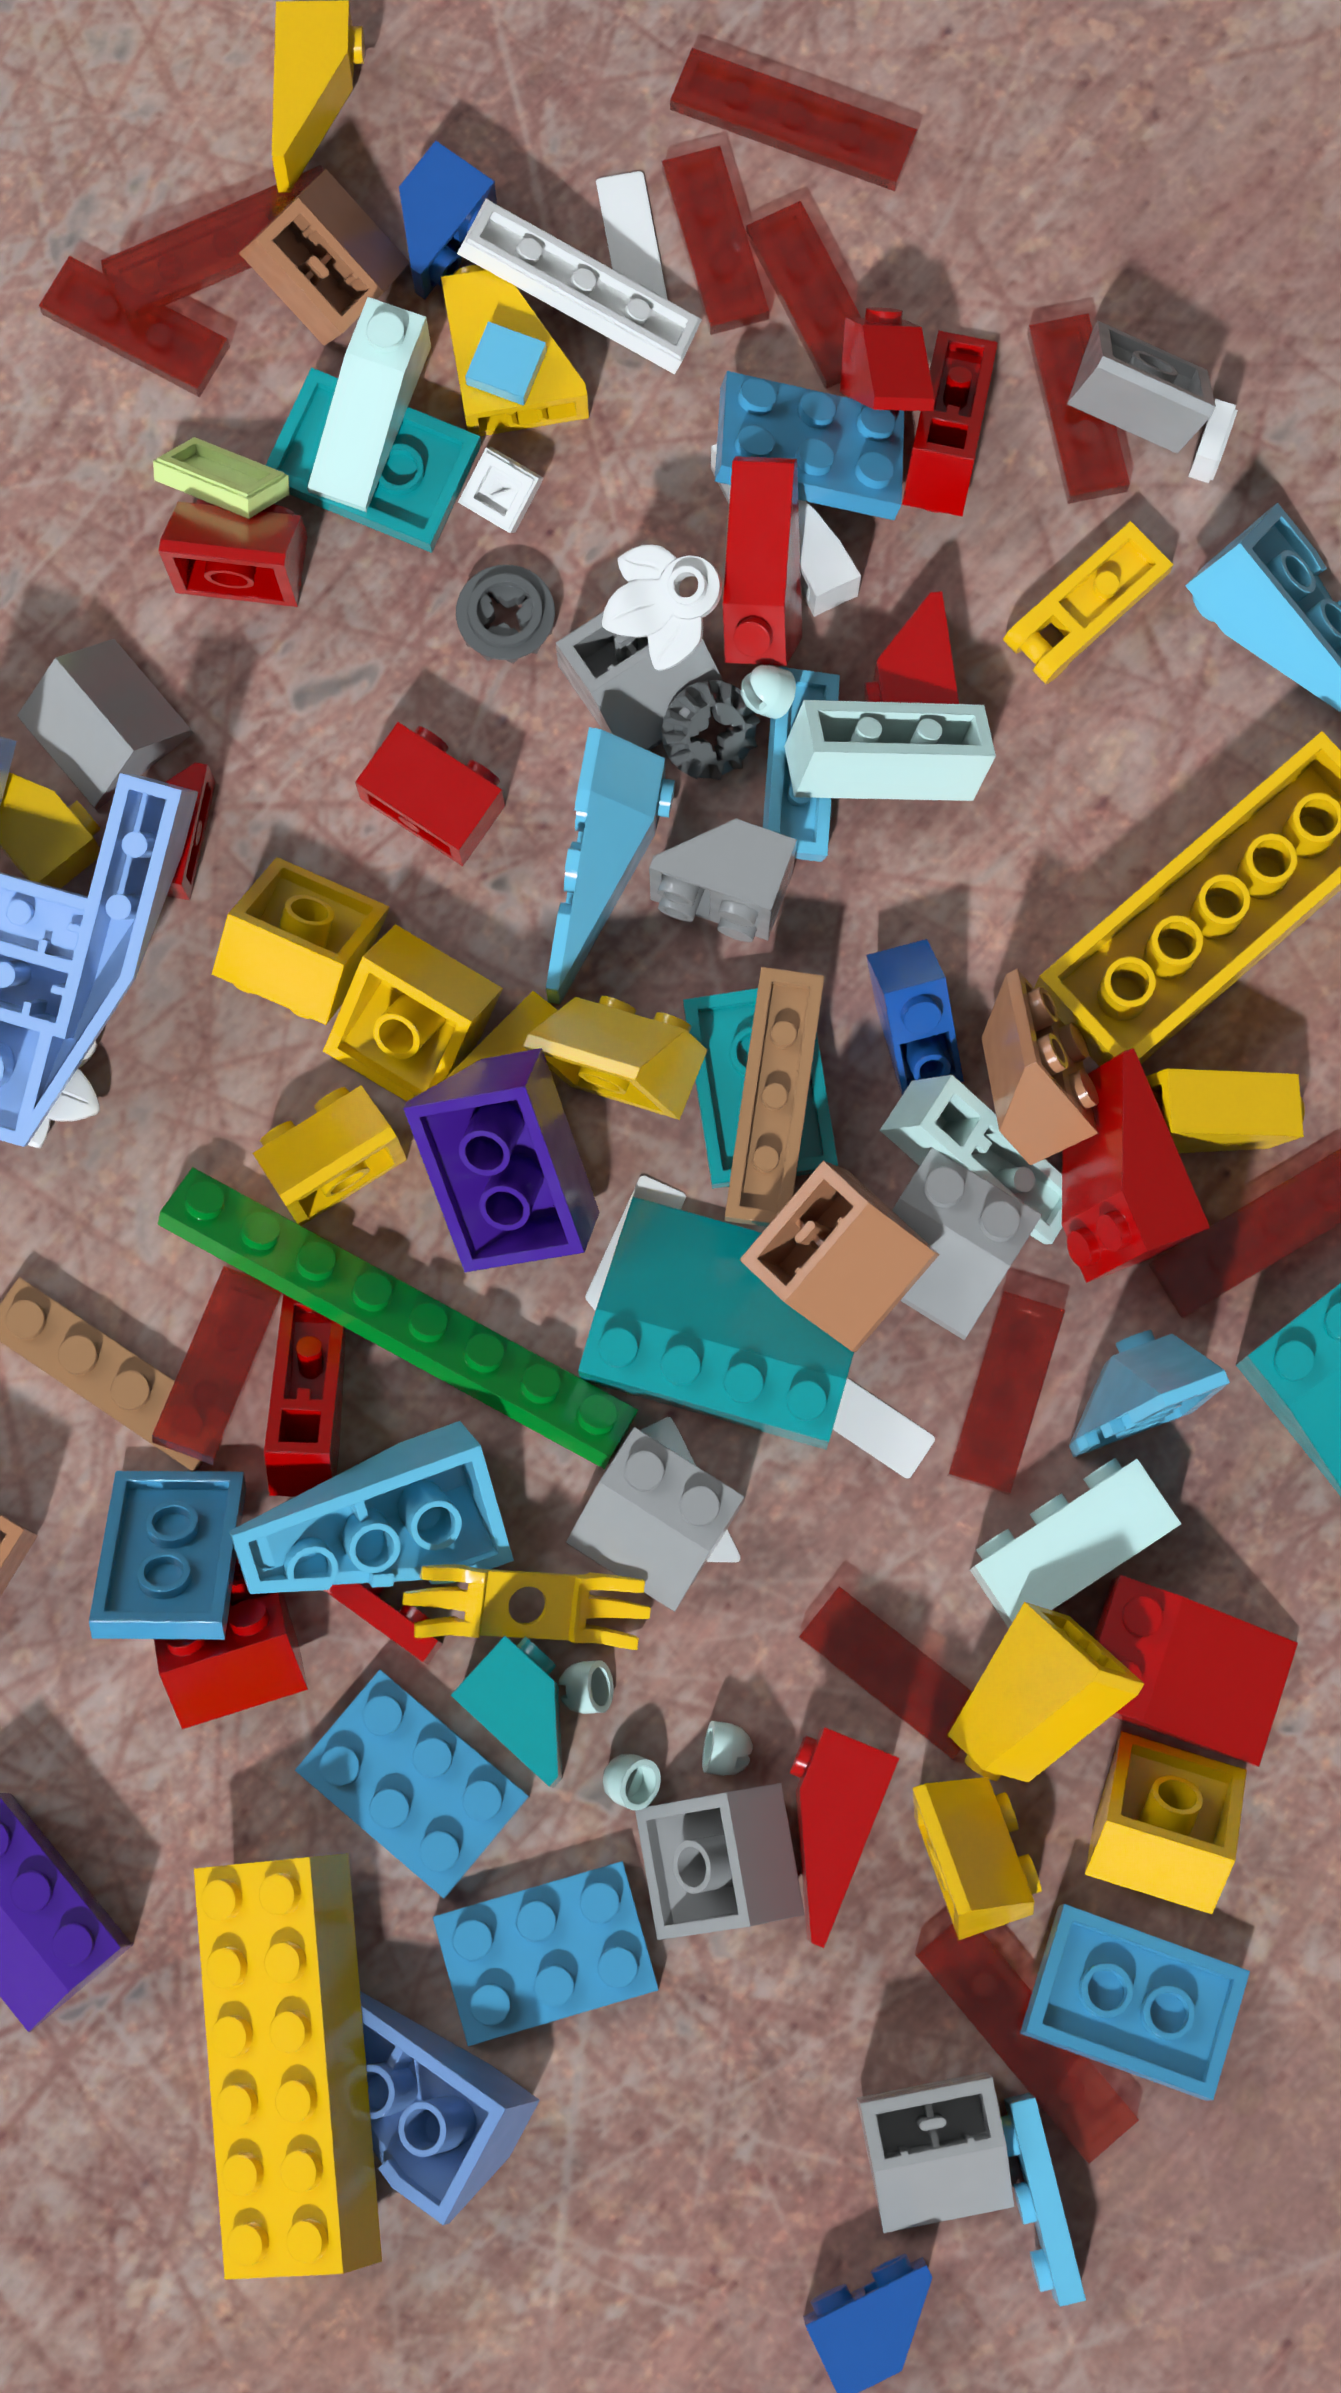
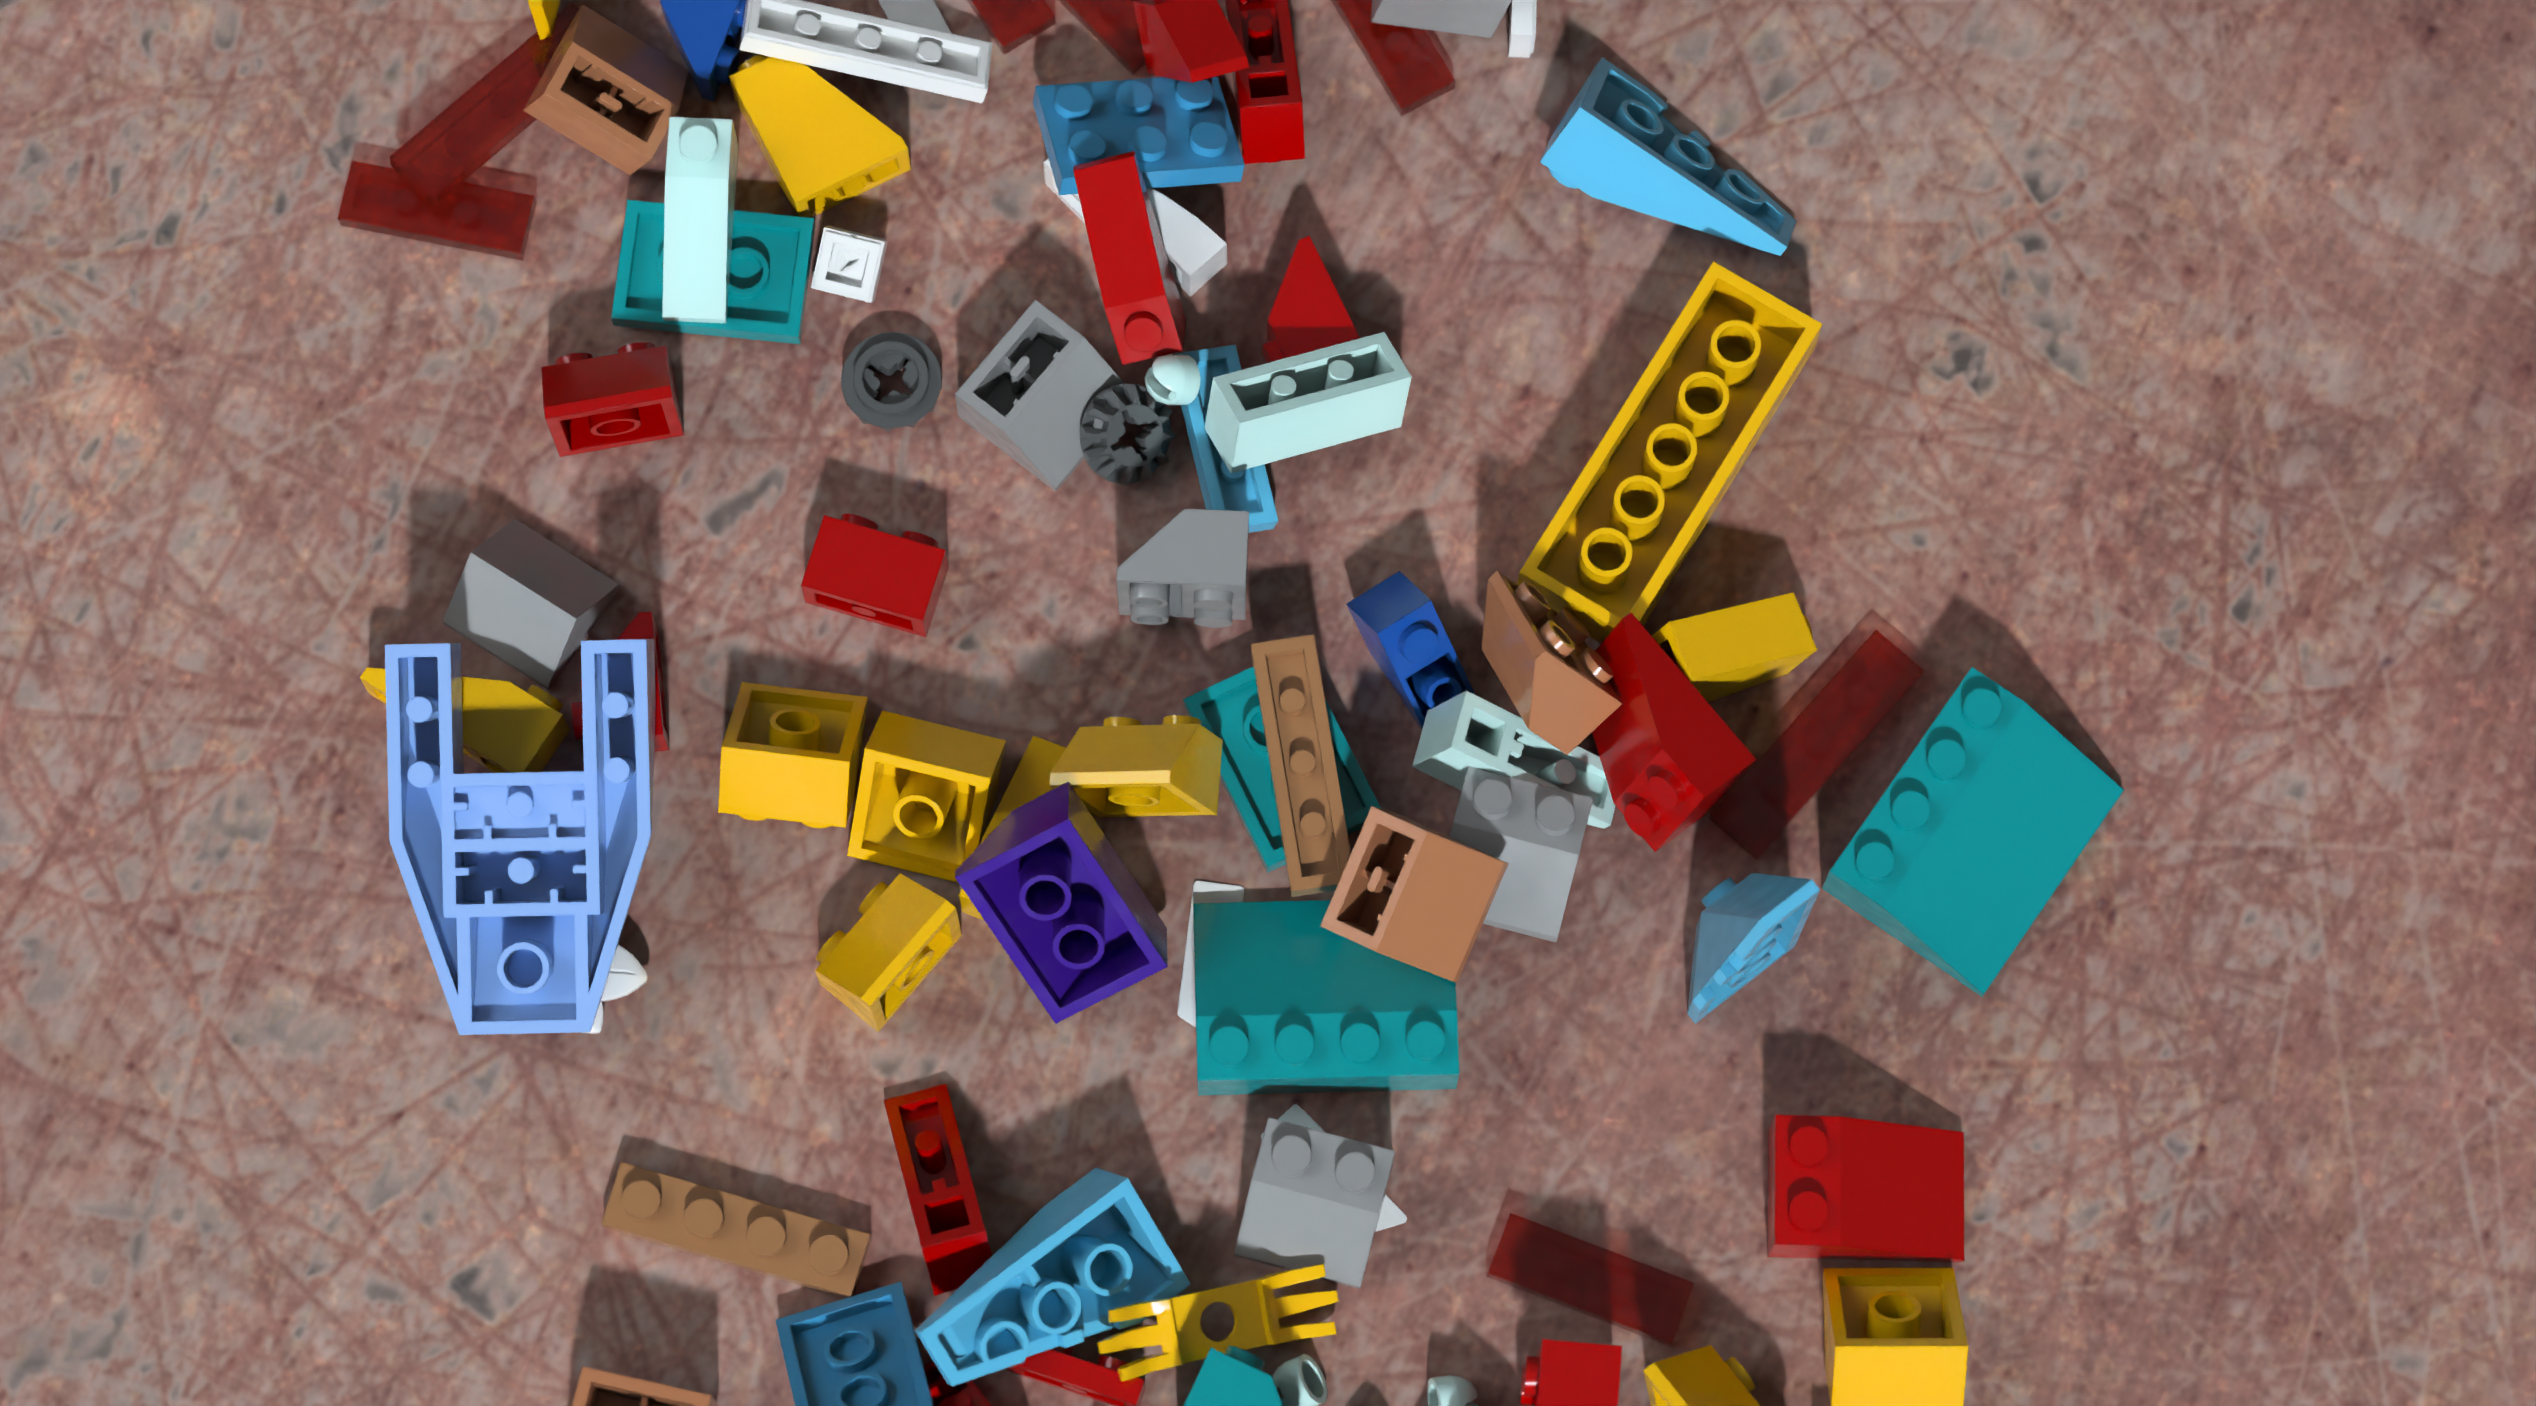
camera: 20 degrees left, 5 degrees down
(217, 1366) = (844, 1185): clear red tile -> none
(221, 477) = (574, 331): yellowish green tile -> none
(398, 1317) = (1002, 1087): green plate -> none
(506, 363) = (820, 141): medium azure tile -> none
(616, 818) = (1064, 559): medium azure wedge -> none
(654, 607) = (1040, 331): white plate -> none
(881, 1430) = (1505, 1054): white sticker -> none
(1006, 1393) = (1611, 981): clear red tile -> none
(1039, 1696) = (1735, 1253): yellow slope -> none
(1074, 1540) = (1720, 1103): light aqua brick -> none
(1089, 601) = (1452, 203): yellow plate -> none

